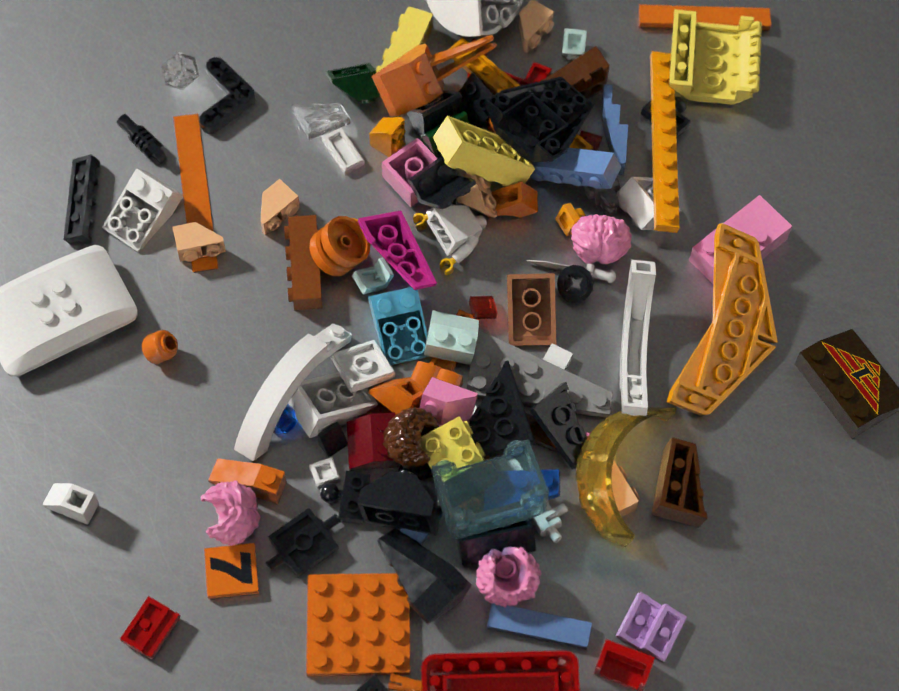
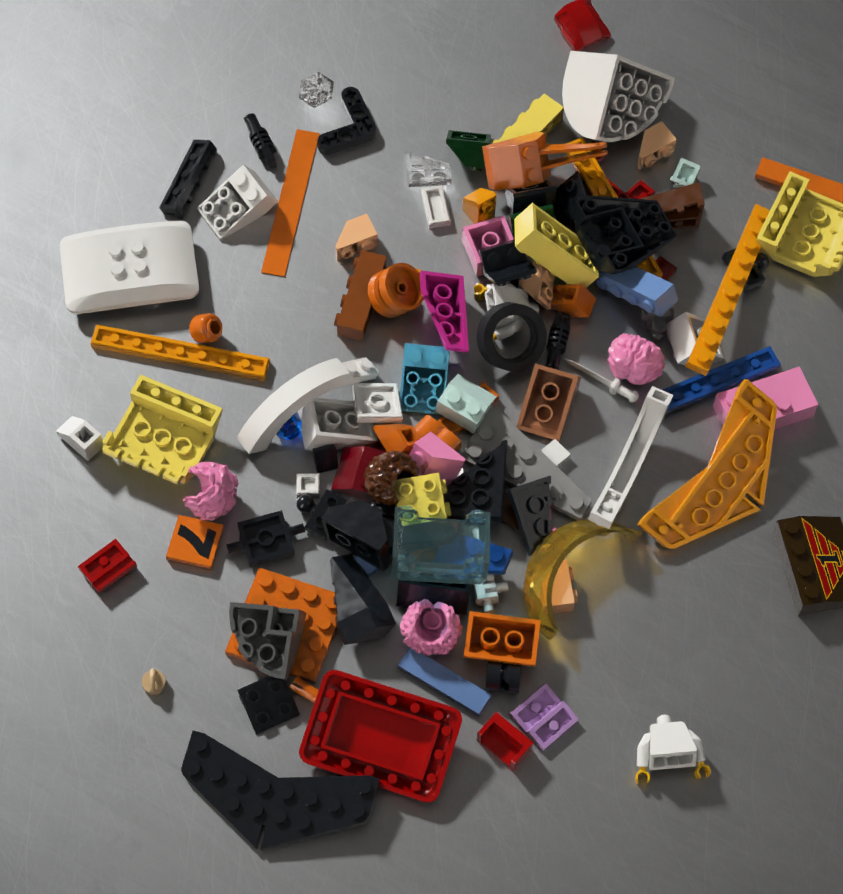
camera: 20 degrees right, 0 degrees up
(140, 380) = (180, 352): none -> light orange tile
(156, 467) = (163, 431): none -> light yellow slope
(197, 241) = (273, 246): light nougat slope -> none
(263, 480) = (249, 472): orange slope -> none
(346, 643) = (268, 636): none -> dark grey brick
(373, 278) = (417, 328): light aqua bracket -> none
(483, 307) = (505, 386): clear red tile -> none
(497, 255) = (537, 341): none -> black tyre
(515, 244) = (557, 339): none -> black hinge
(565, 282) = (589, 388): black gear -> none
(568, 217) = (615, 329): light orange tile -> none
(582, 563) = (502, 638): none -> orange slope
(596, 600) = (503, 676): none -> black wheel
(615, 133) = (691, 268): medium blue slope -> none
(679, 486) = (617, 603): reddish brown wedge -> none
(690, 229) = (722, 378): none -> blue plate
(787, 613) = (670, 747): none -> white torso

